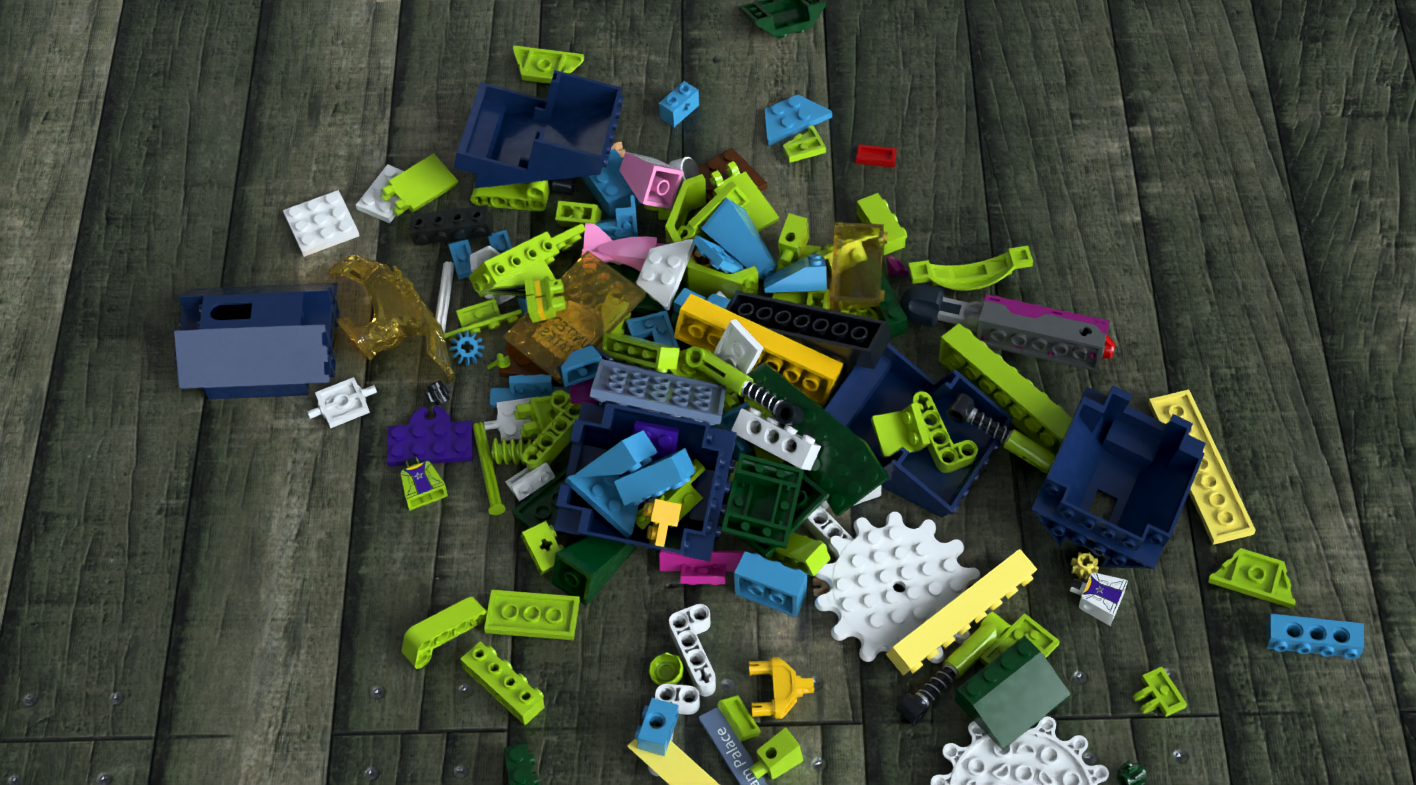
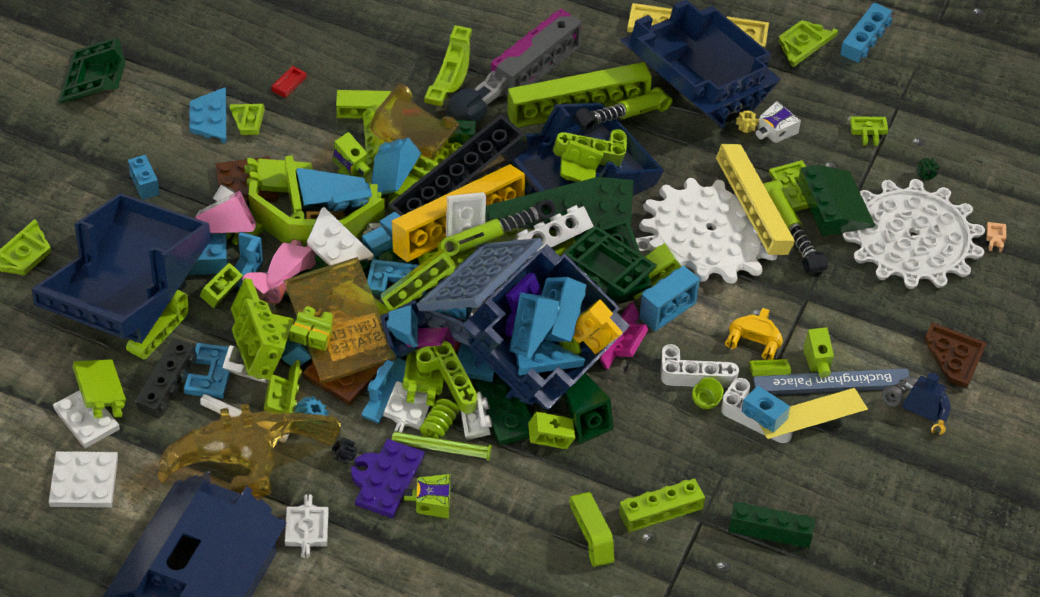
camera: 70 degrees left, 5 degrees down
(500, 361) = (342, 391): lime hand -> none
(532, 614) = (606, 464): lime plate -> none

